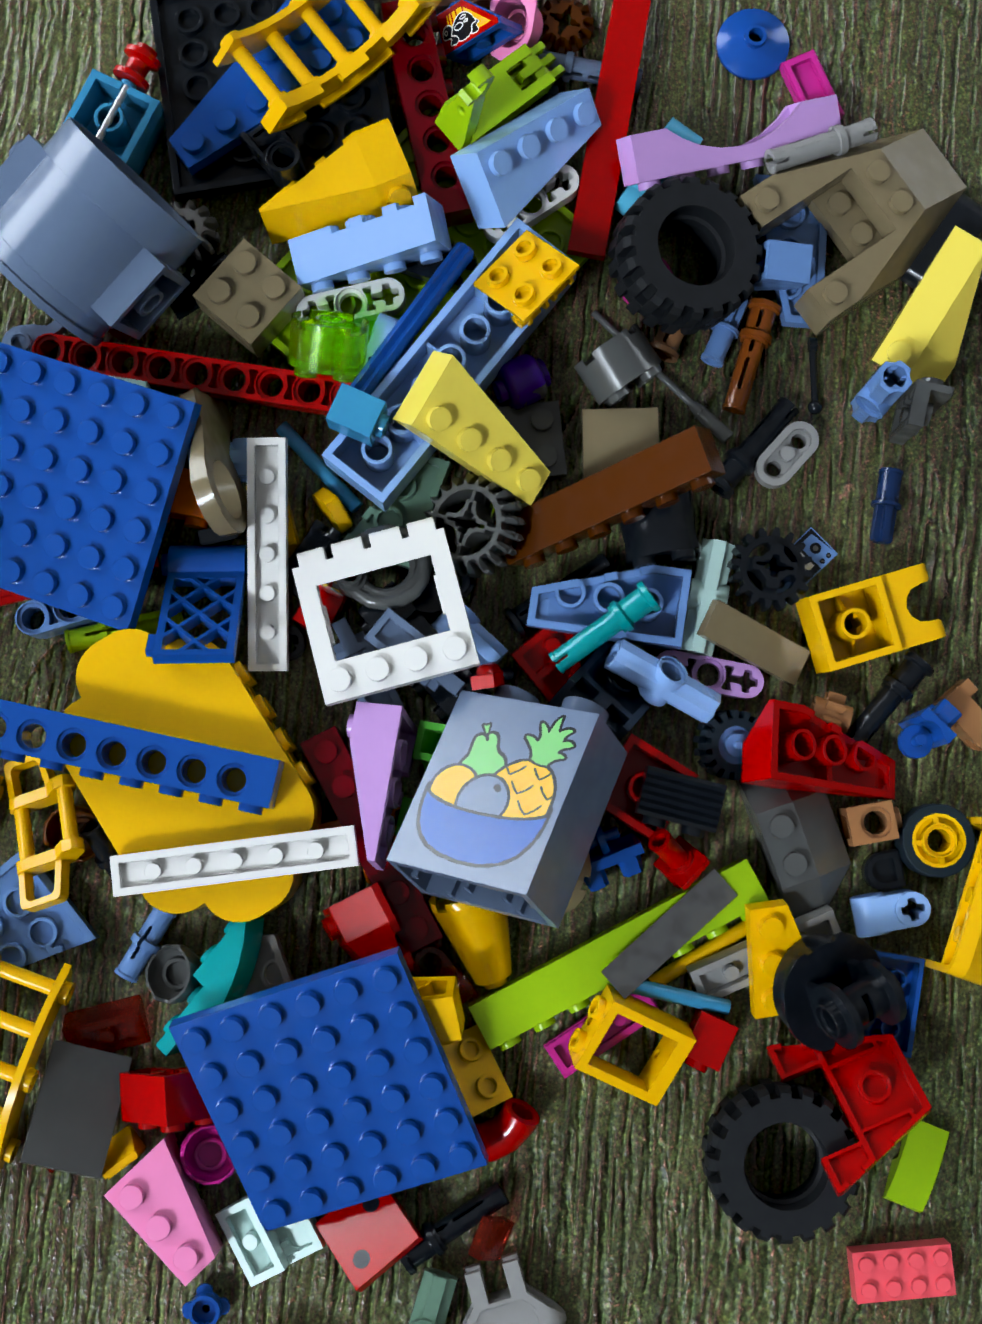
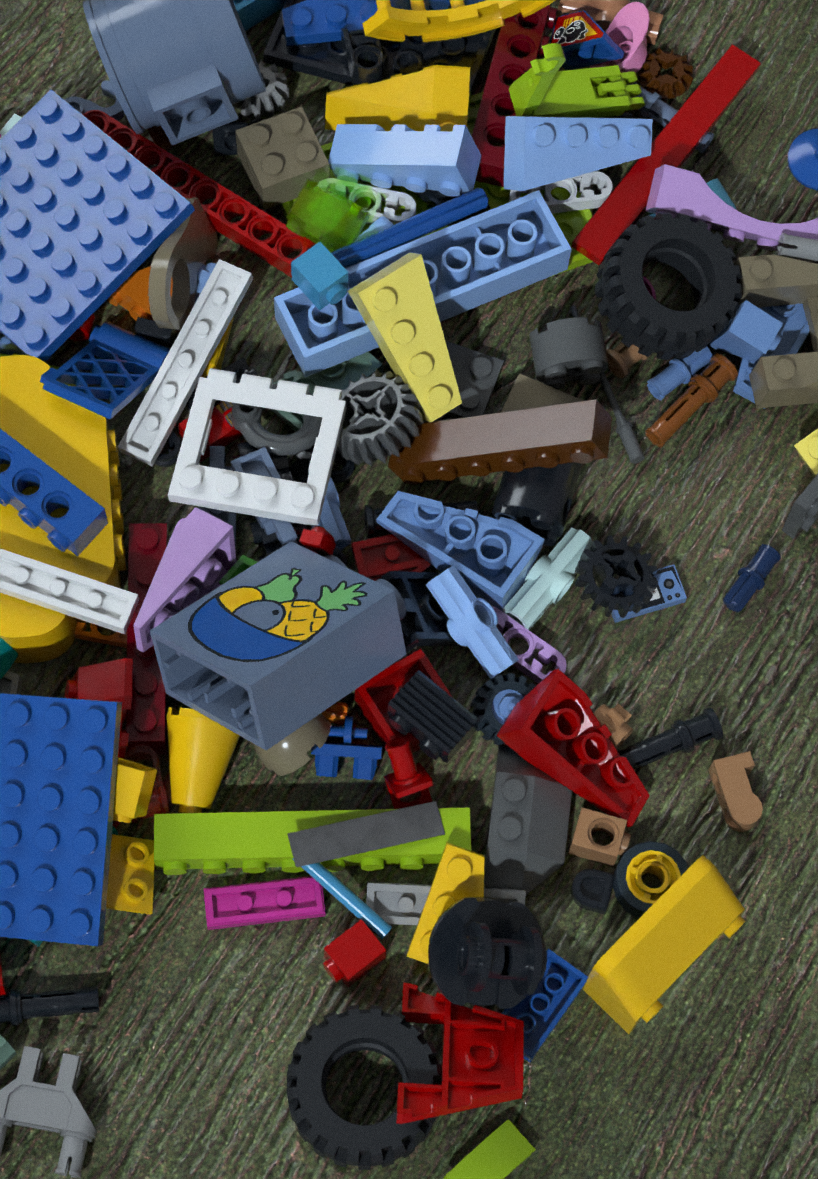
camera: 25 degrees right, 15 degrees down
(319, 467) = (269, 323): dark azure bar -> none
(333, 509) = (261, 356): yellow tile -> none
(491, 1238) = (66, 1030): clear red tile -> none
(508, 1128) = (125, 943): red cylinder -> none
(522, 382) = (478, 329): dark purple head -> none
(527, 278) = (521, 234): yellow hinge -> none
(620, 616) = (459, 544): teal pin -> none
(663, 1062) = (303, 951): yellow window -> none
(707, 949) = (359, 882): yellow bar -> none
(741, 460) = (639, 481): black pin -> none
(753, 642) = (571, 633): dark tan tile -> none
(785, 456) = (679, 495): light grey plate -> none
(815, 405) = (729, 470): black hinge -> none
(877, 619) = (695, 663): yellow brick -> none
(881, 391) = (785, 470): medium blue piece -> none
(882, 912) = (572, 922): light blue piece -> none
(927, 729) = (690, 775): blue hips -> none

